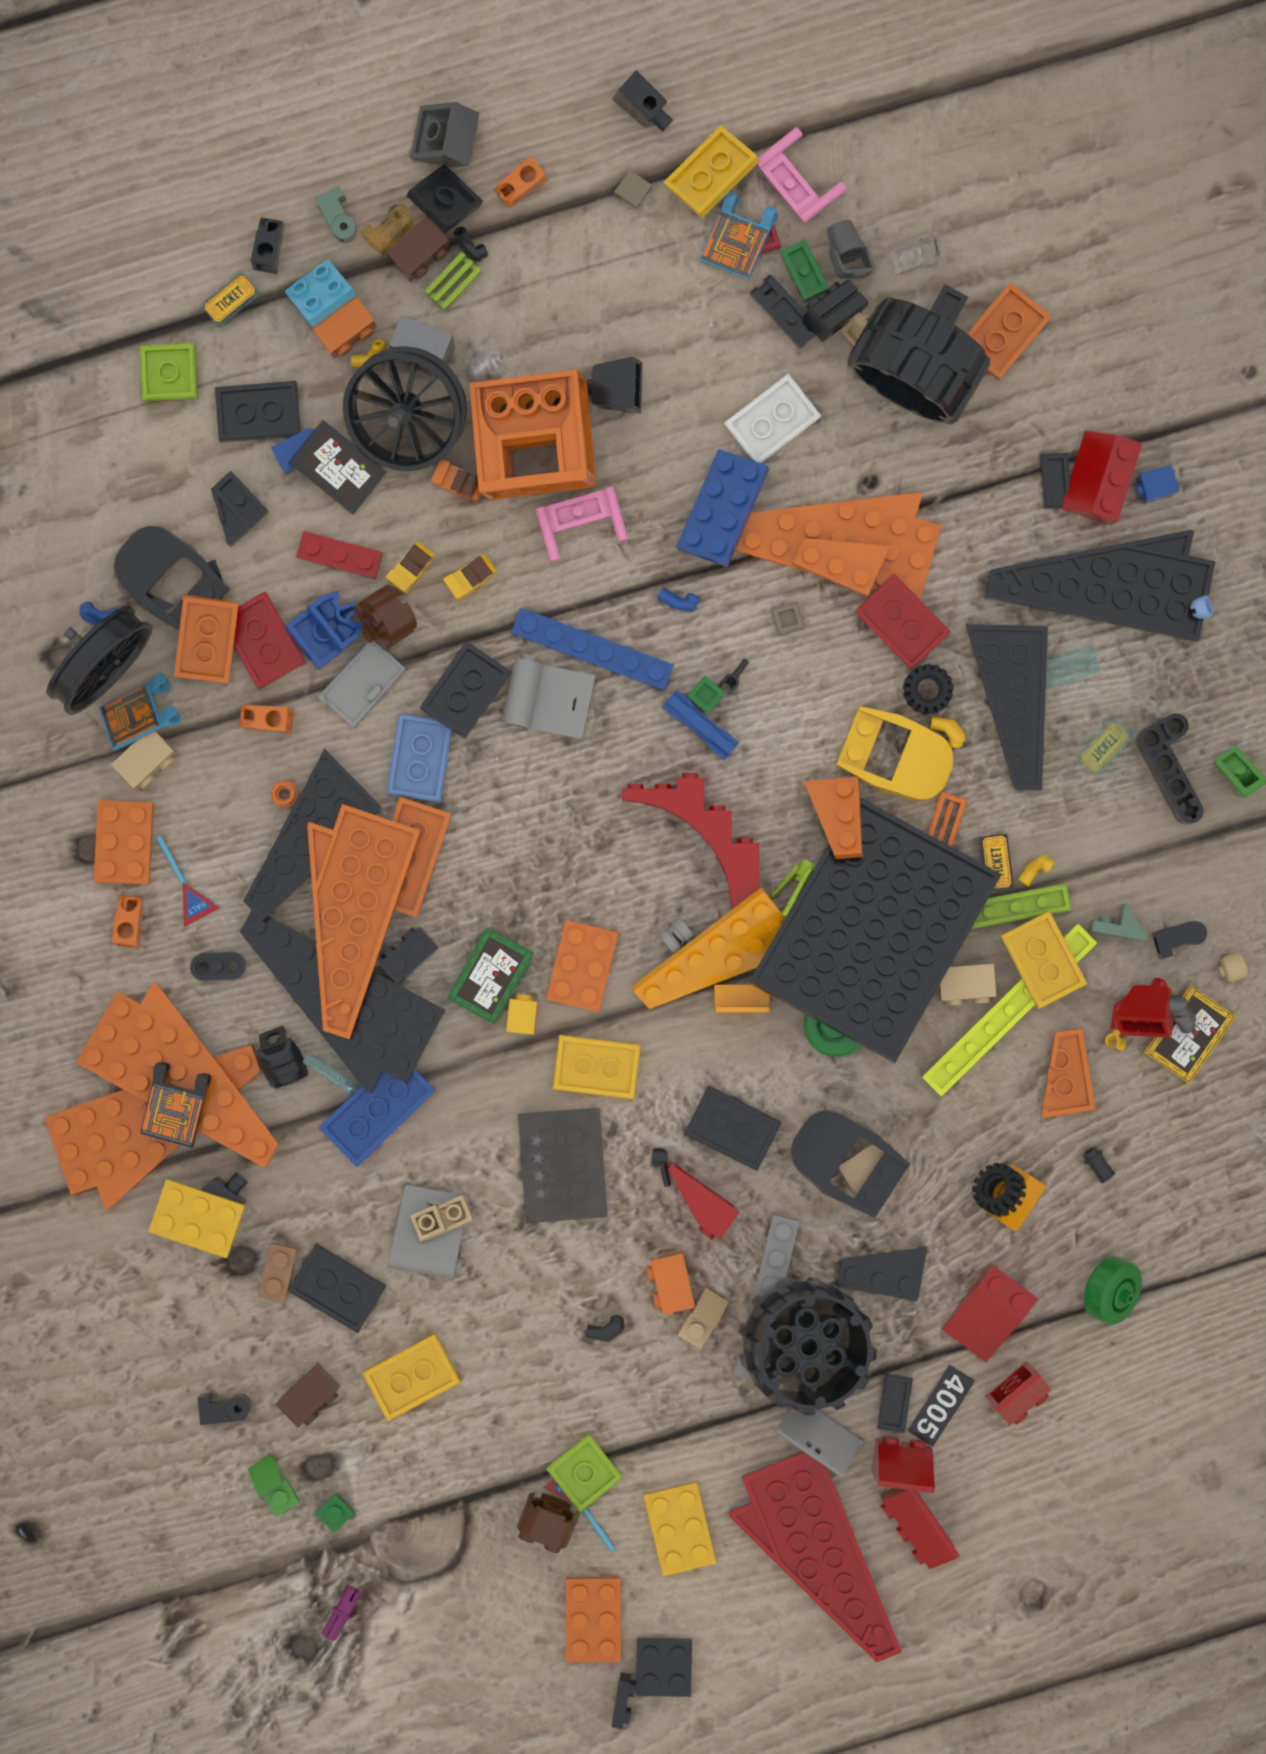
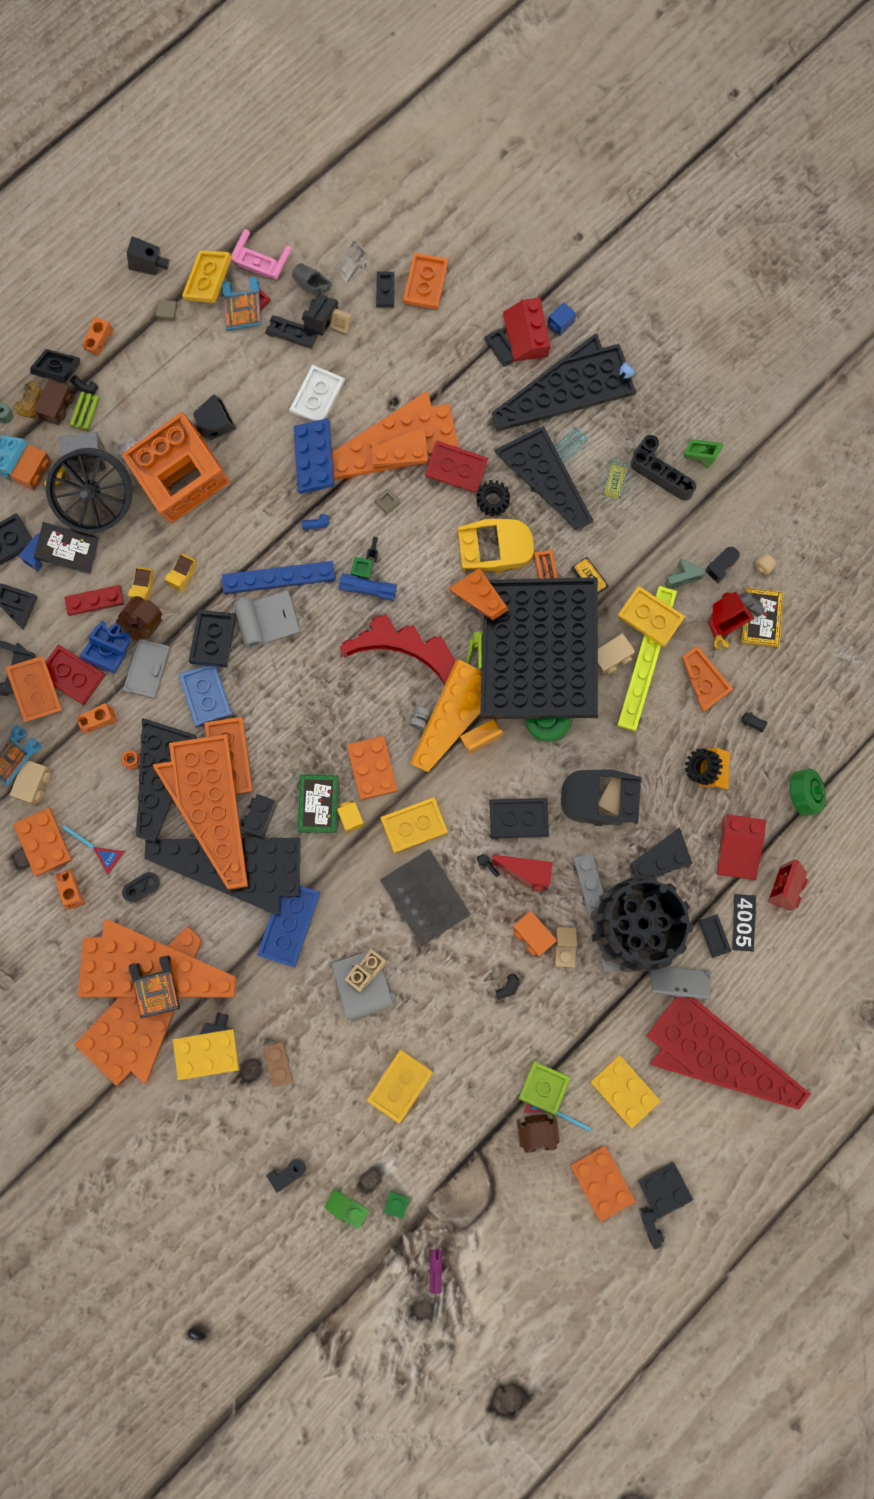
camera: 30 degrees left, 10 degrees down
(281, 1060) = (211, 924): black piece -> none
(308, 1395) = (338, 1135): reddish brown brick -> none
(331, 1074) = (247, 916): clear light blue tile -> none
(337, 1288) = (321, 1053): black tile -> none
(445, 134) = (37, 331): dark grey slope -> none
(456, 481) = (144, 521): leg -> none
(577, 513) = (228, 502): bright pink plate -> none
(804, 271) = (290, 304): green plate -> none
(903, 1464) = (743, 969): red slope -> none
(919, 360) = (384, 309): black wheel -> none
(919, 1527) = (775, 1004): red slope -> none
(951, 728) = (519, 513): yellow arm -> none
(1024, 905) = (620, 593): lime tile -> none
(1033, 868) = (613, 569): yellow arm -> none

